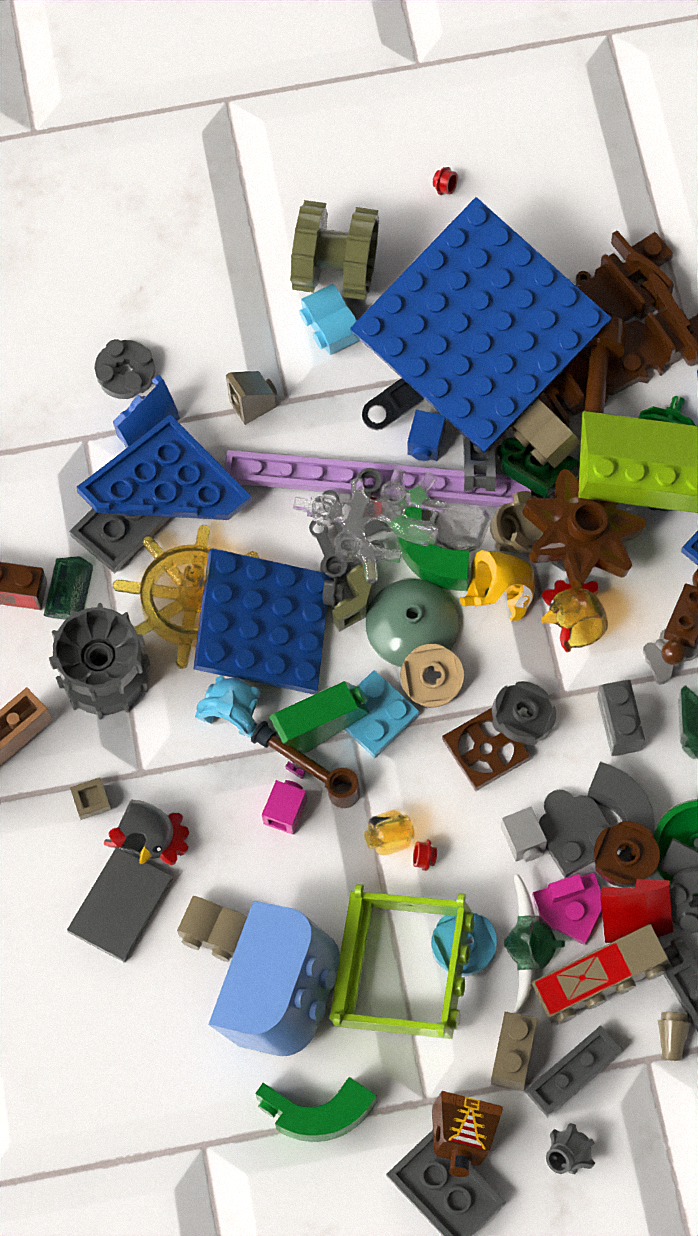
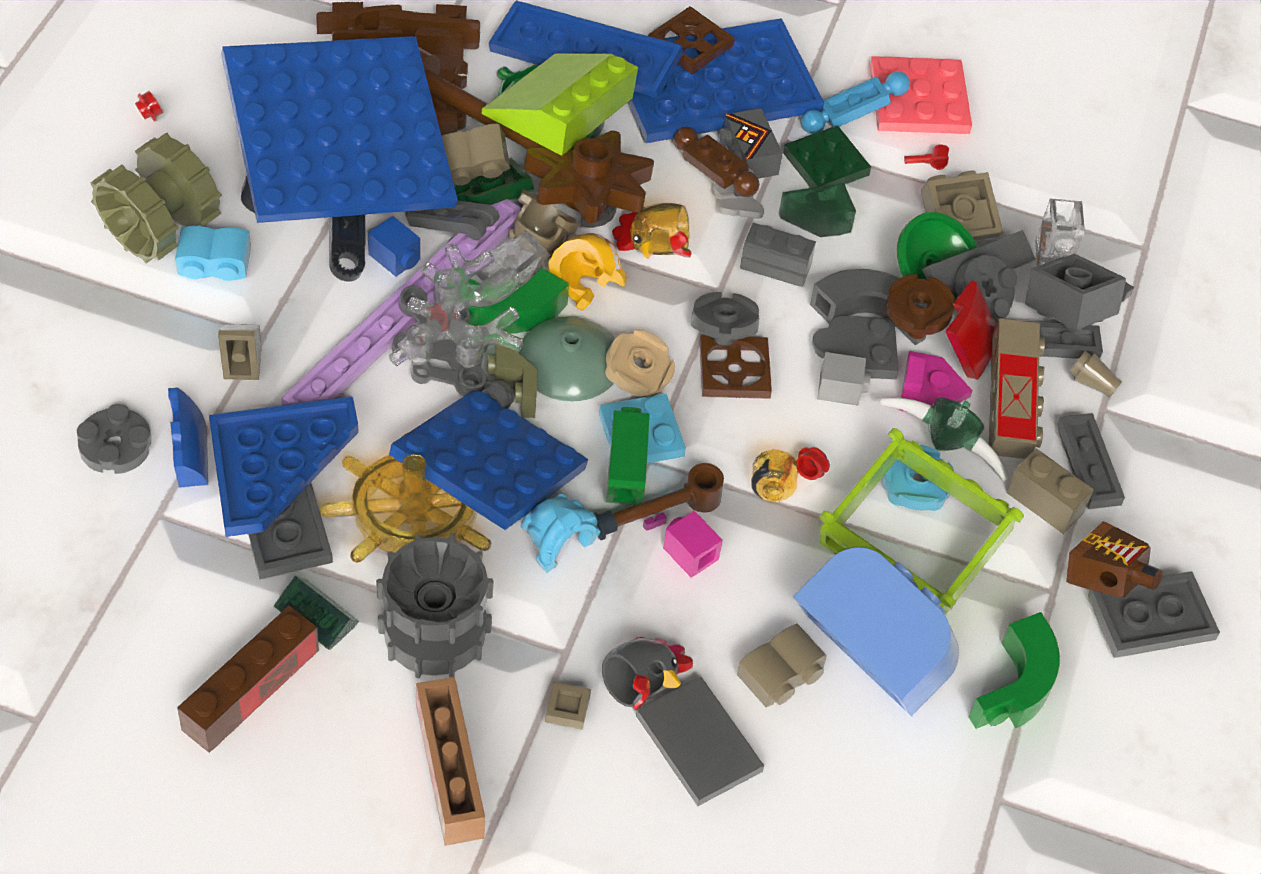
camera: 70 degrees left, 15 degrees down
(569, 1151) = (1168, 497): dark grey rock -> none

